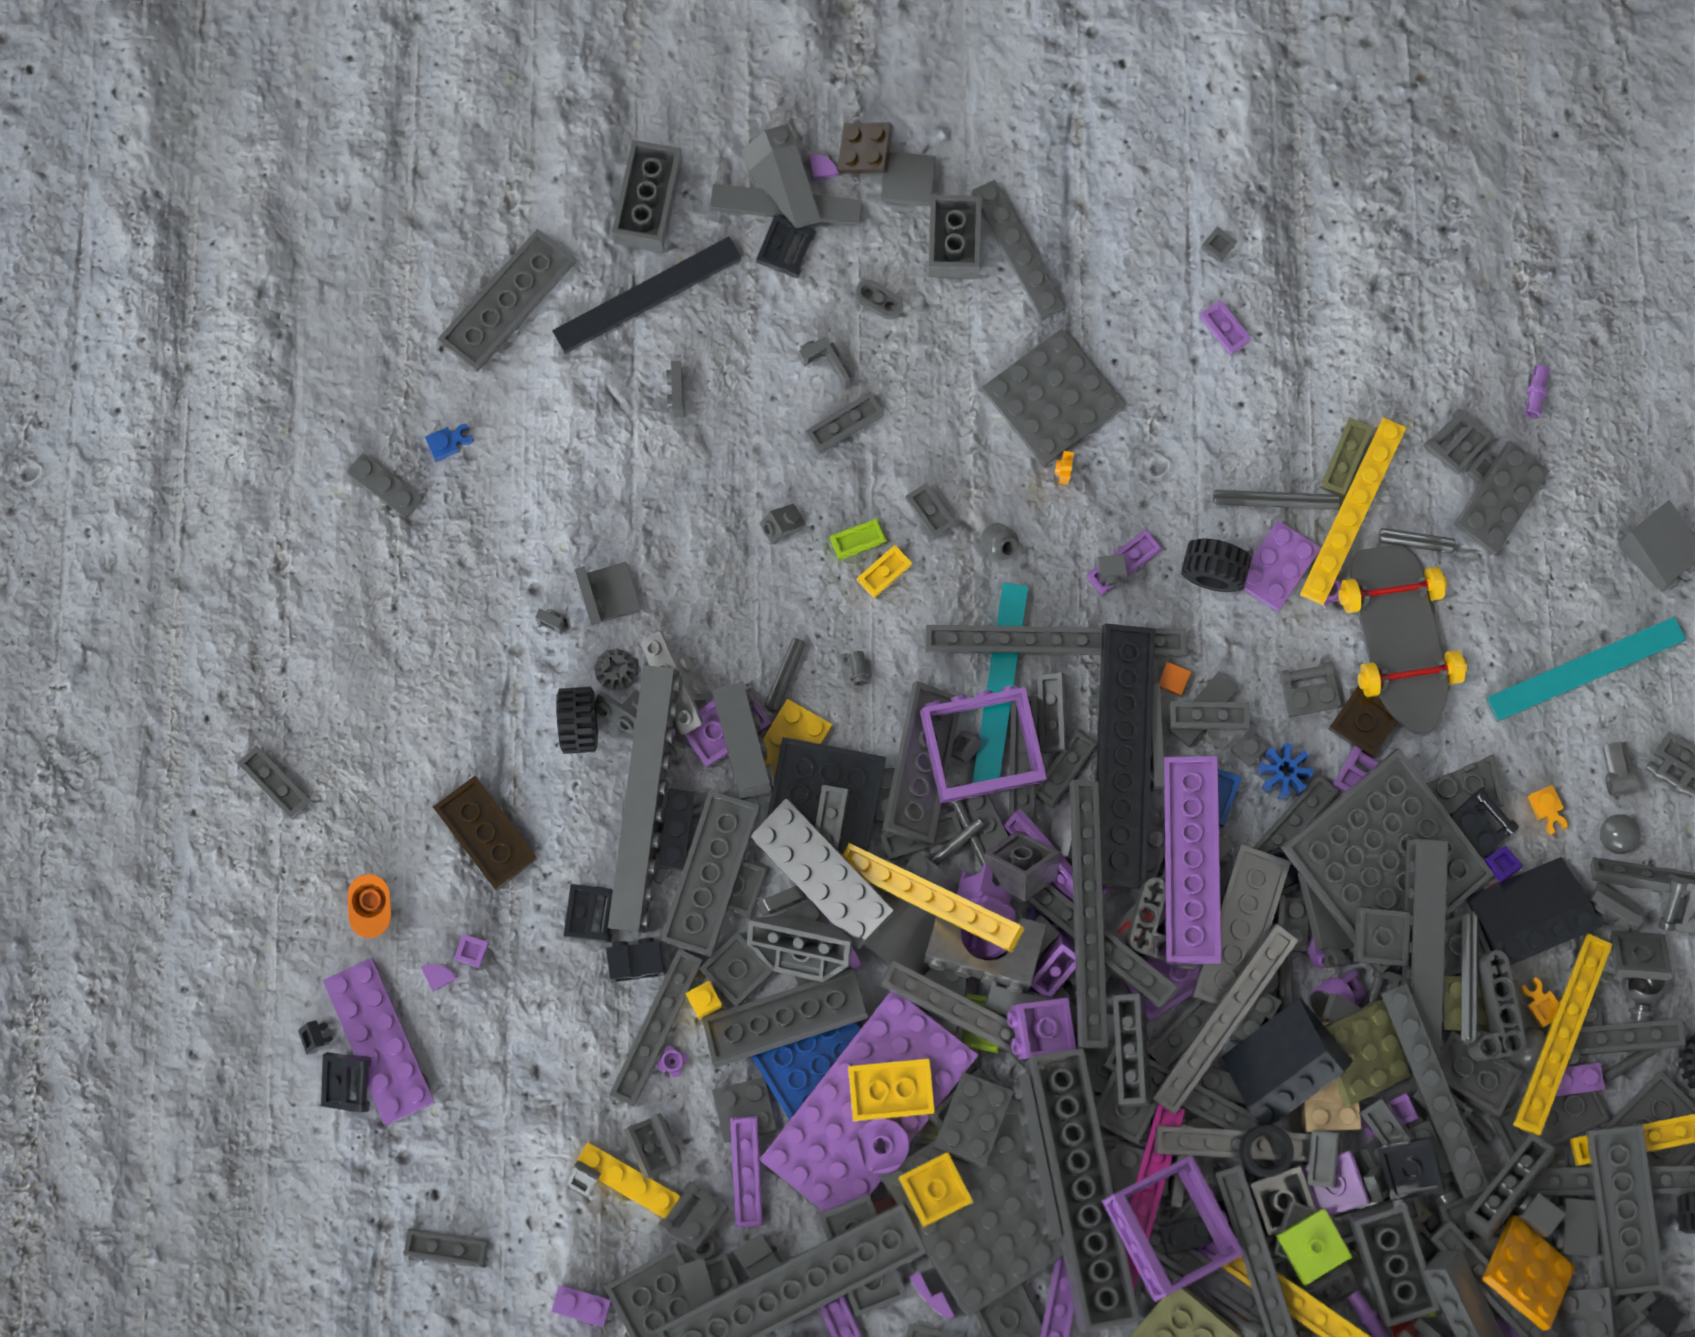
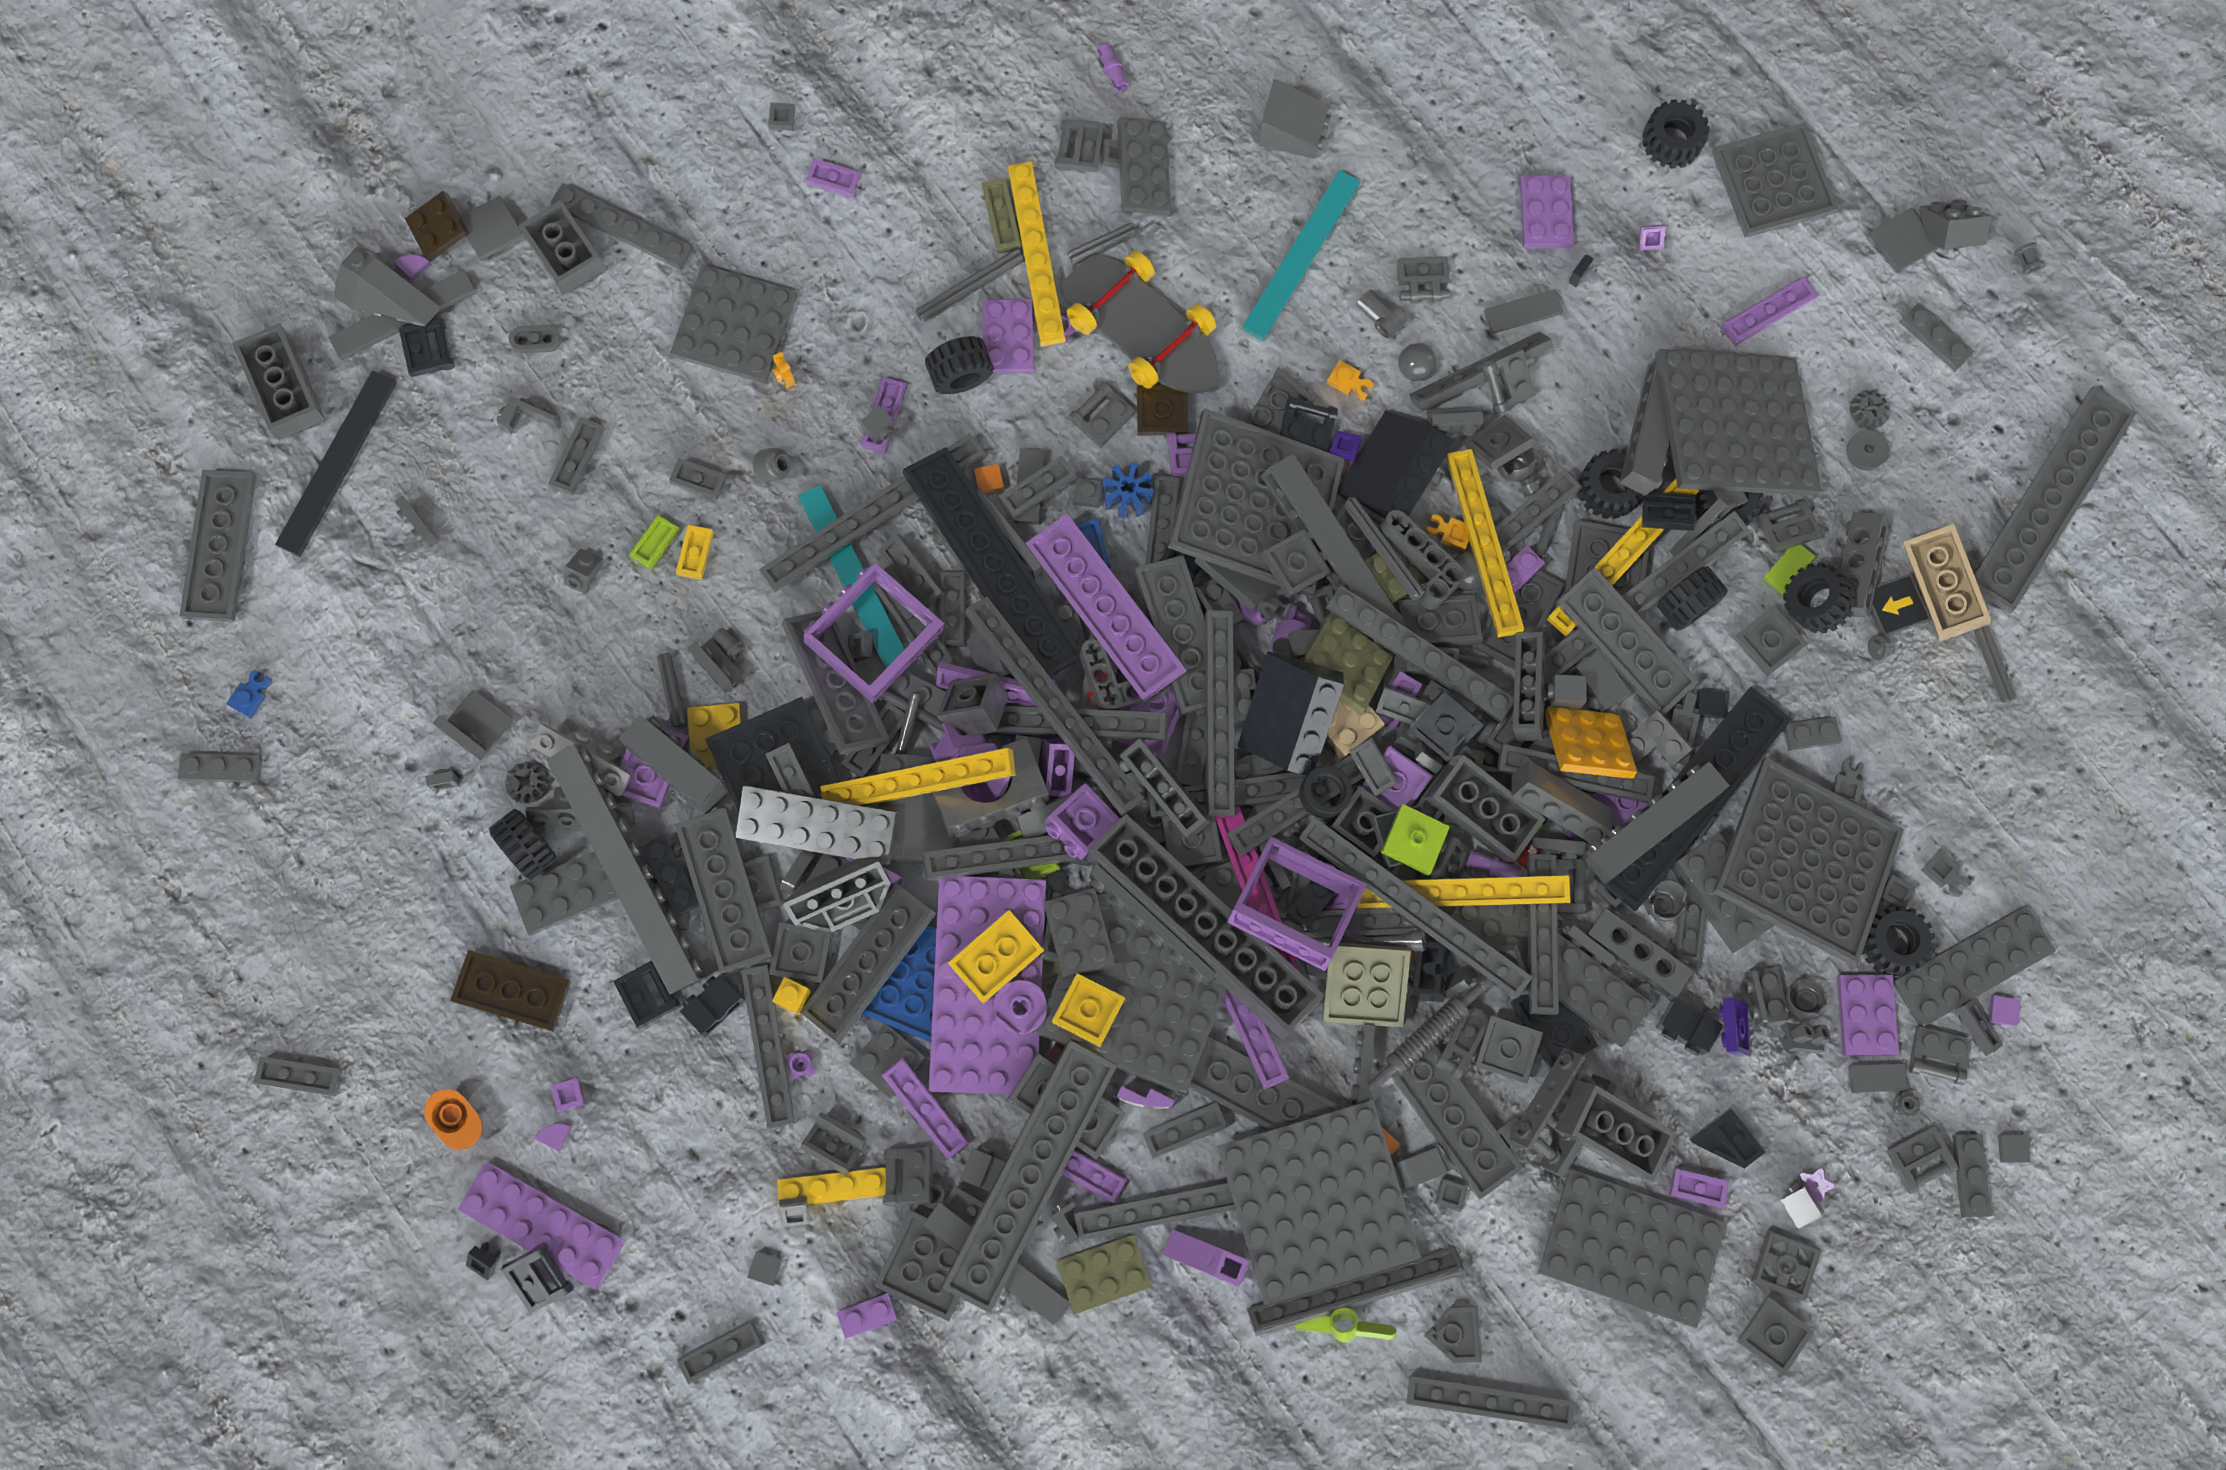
camera: 40 degrees left, 0 degrees up
(527, 1207) = (765, 1268): none -> dark grey tile
(581, 782) = (563, 893): none -> dark grey plate
(836, 679) = (716, 664): none -> dark grey bracket

